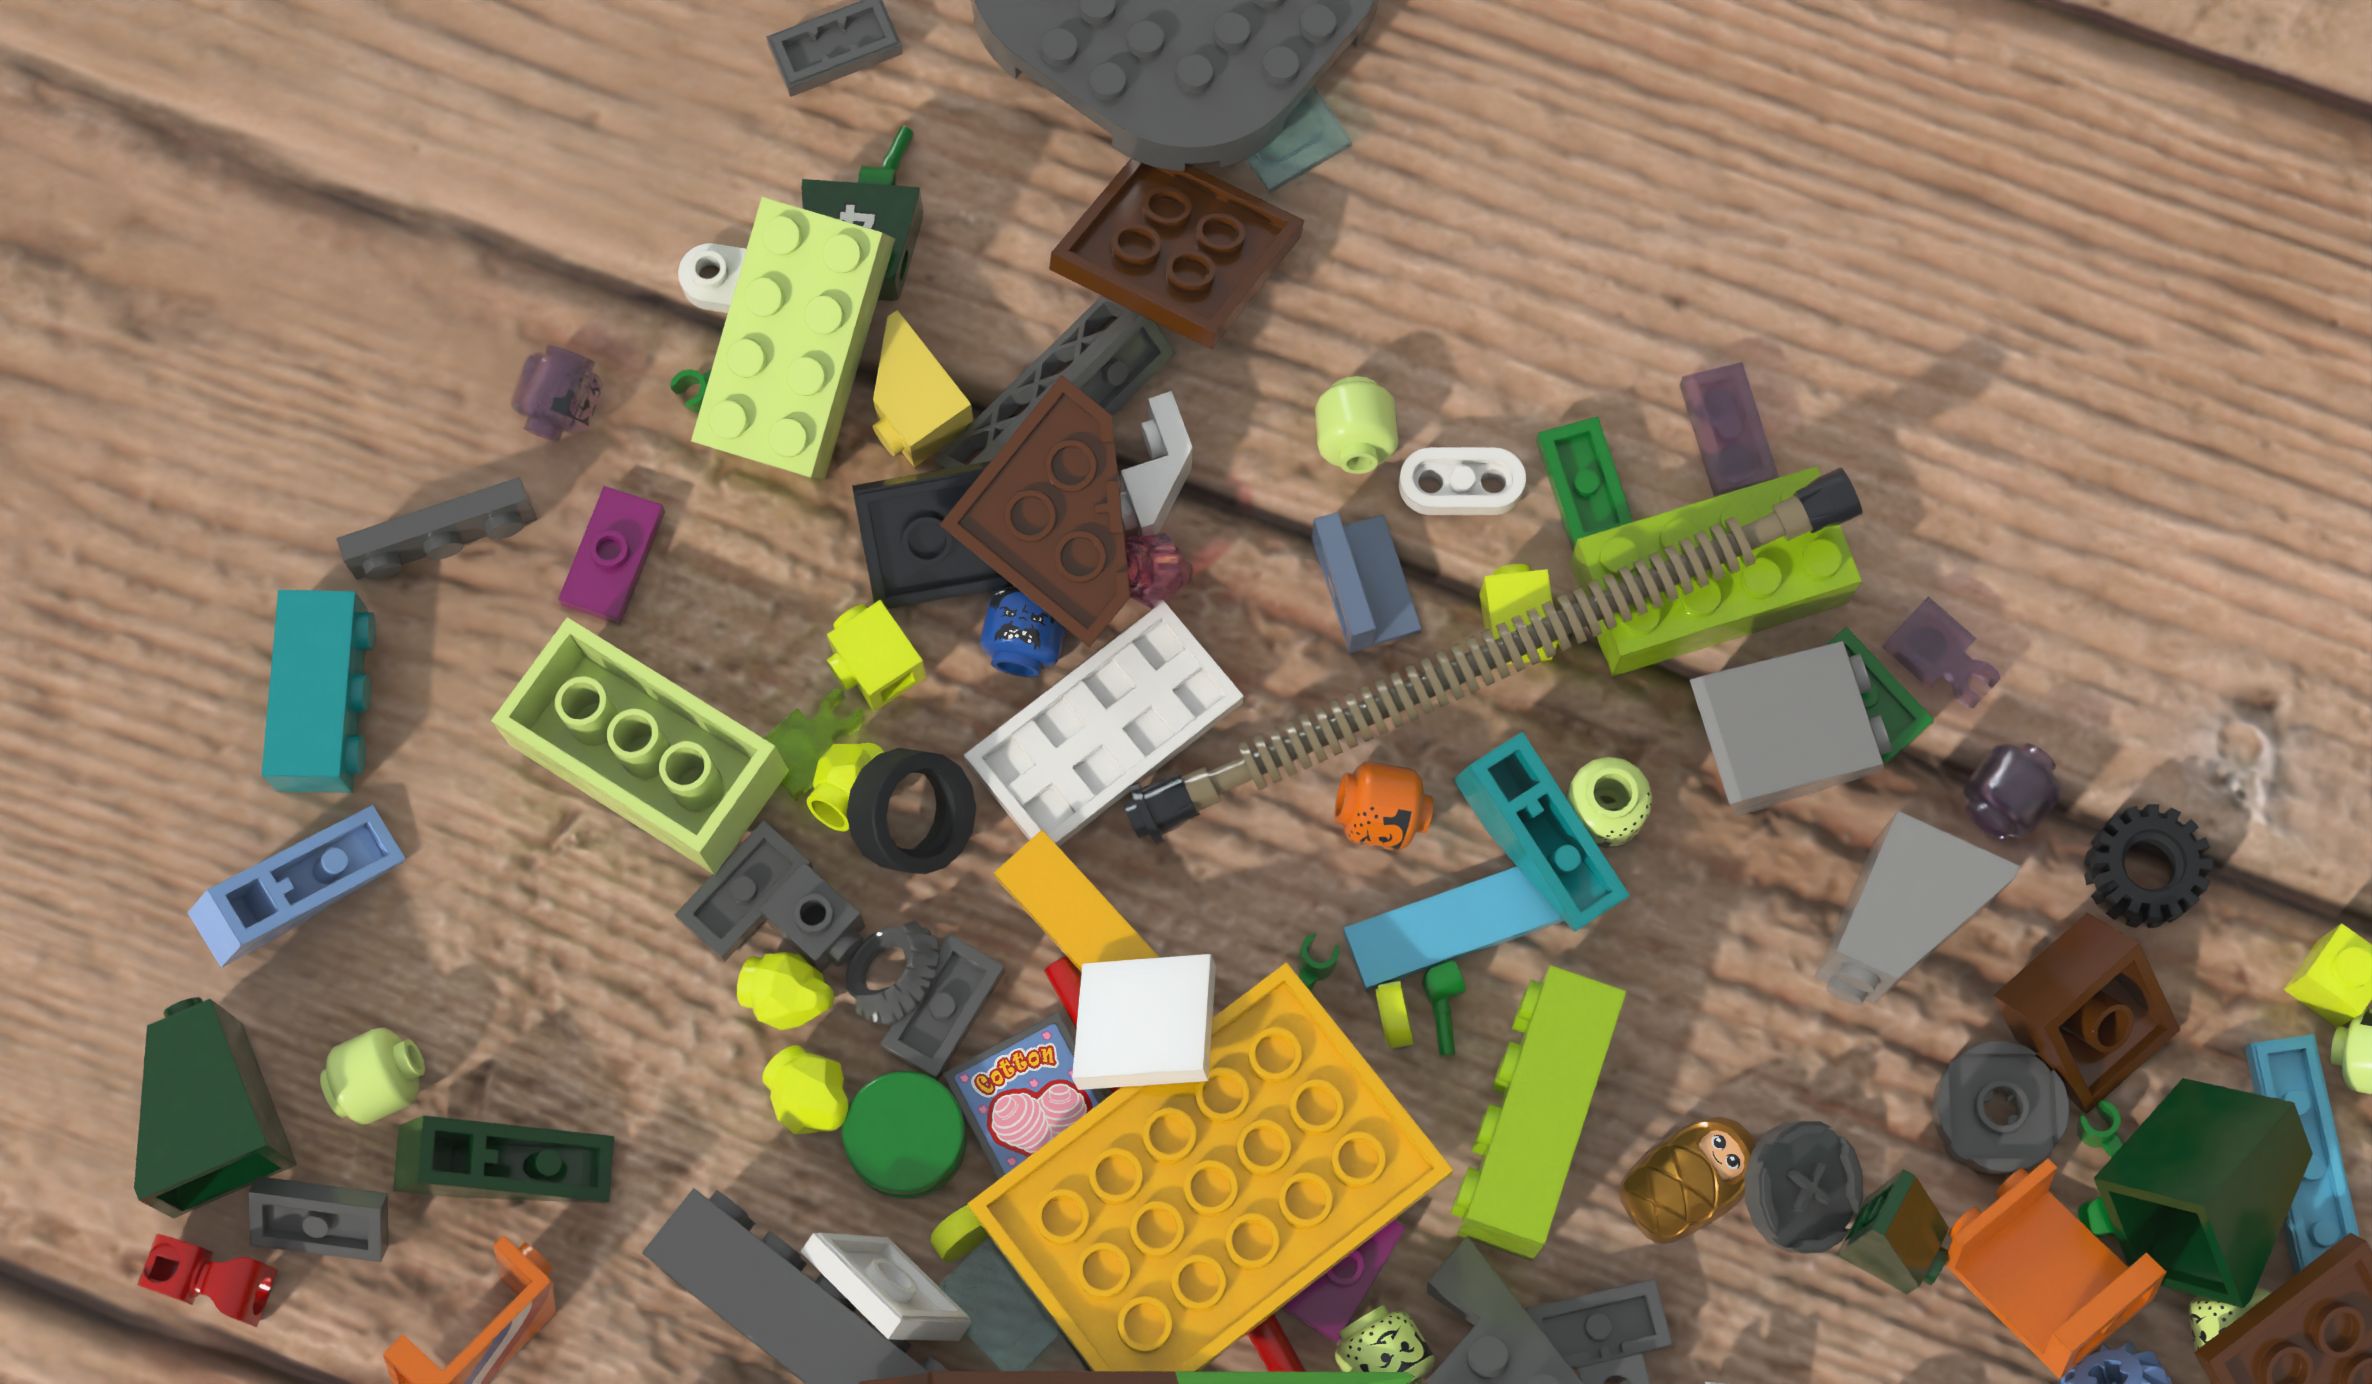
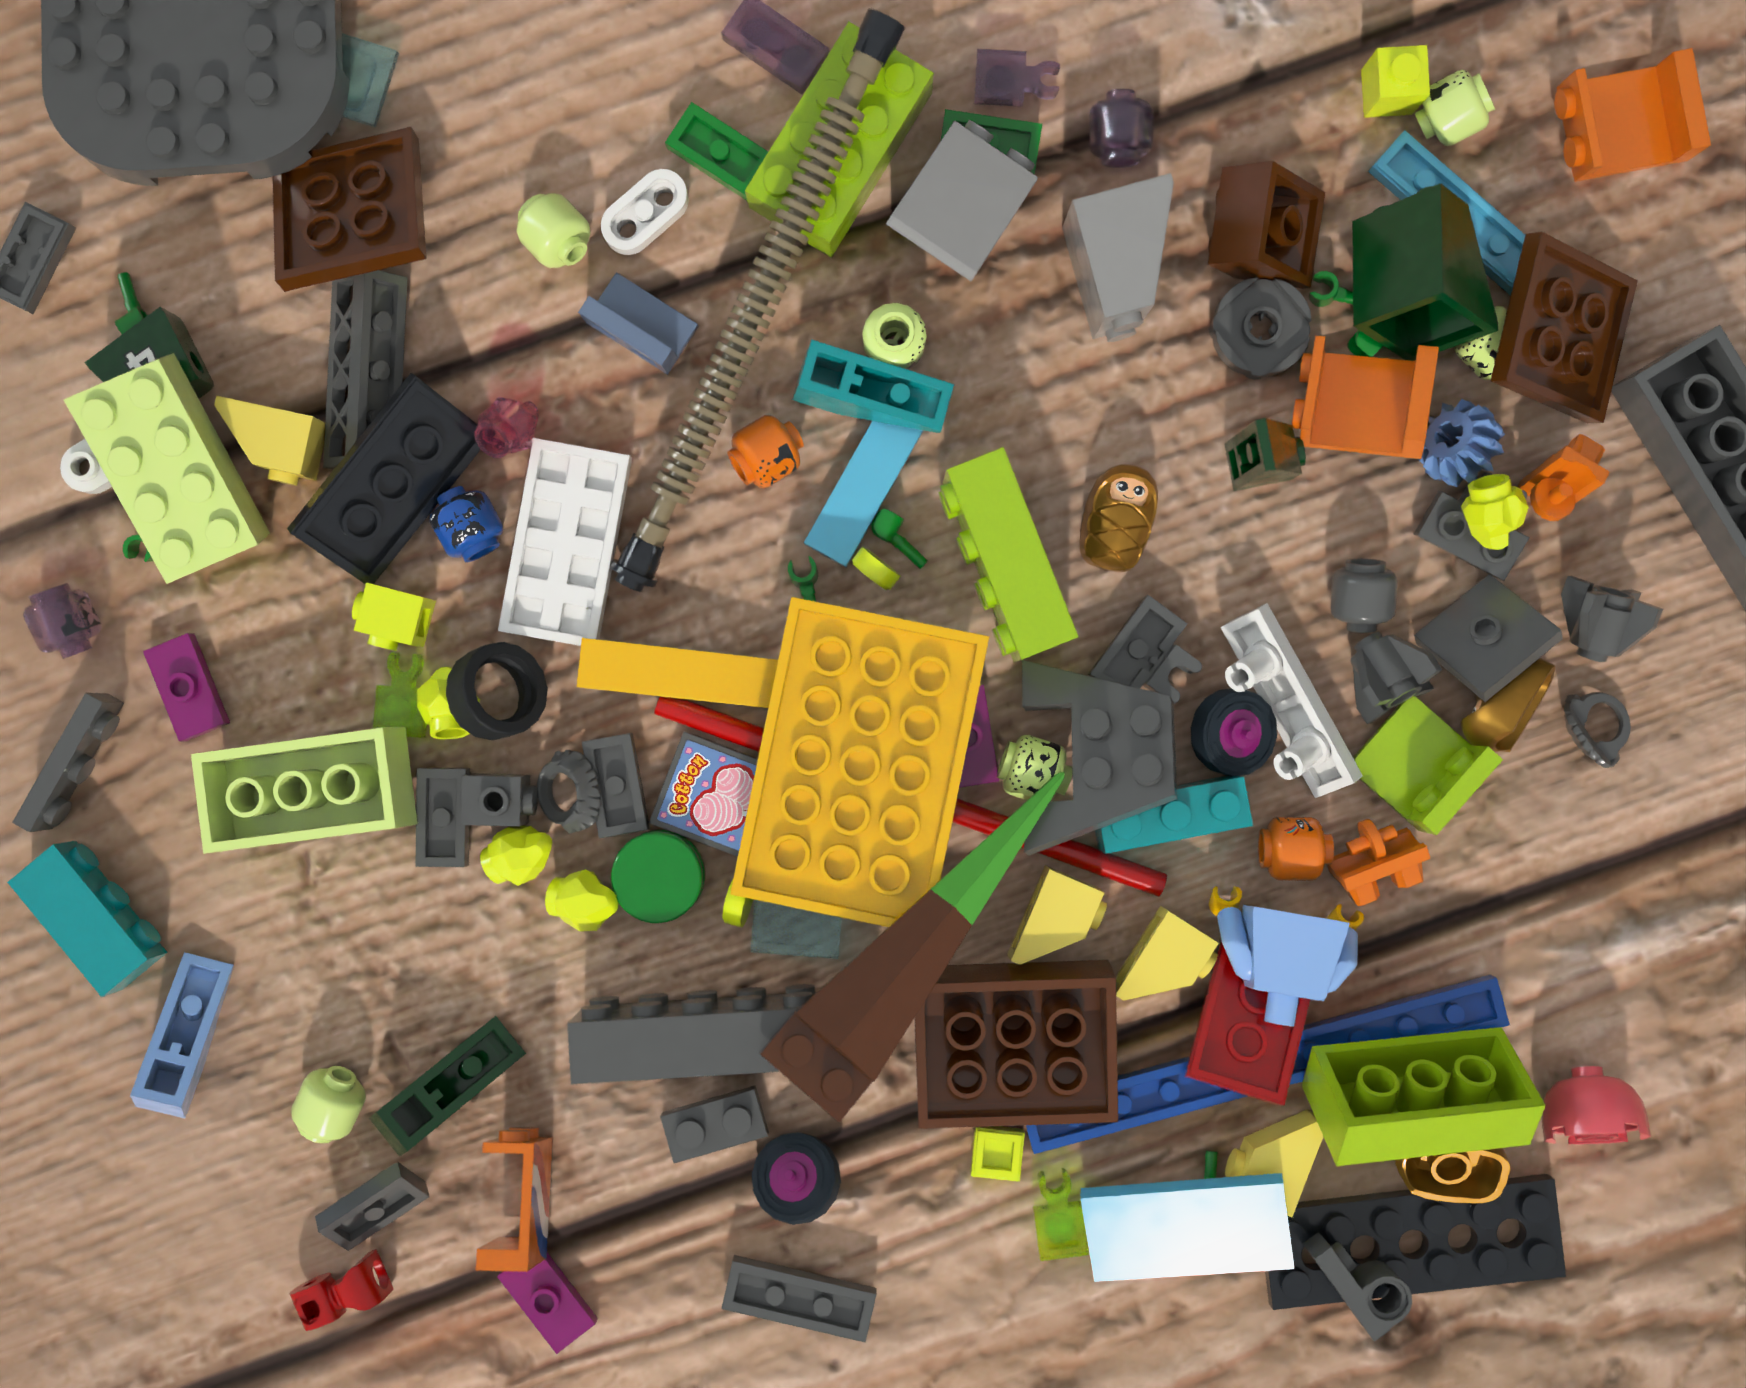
camera: 40 degrees left, 15 degrees up
(203, 1111) = (248, 1210): dark green slope -> none
(887, 1287) = (725, 976): white tile -> none
(1053, 513) = (419, 444): reddish brown plate -> none
(1144, 1022) = (740, 702): white tile -> none
(1154, 485) = (466, 371): white slope -> none
(1511, 593) = (734, 258): neon yellow brick -> none
(1803, 1186) = (1188, 470): dark grey tile -> none
(2169, 835) = (1233, 79): black tyre -> none

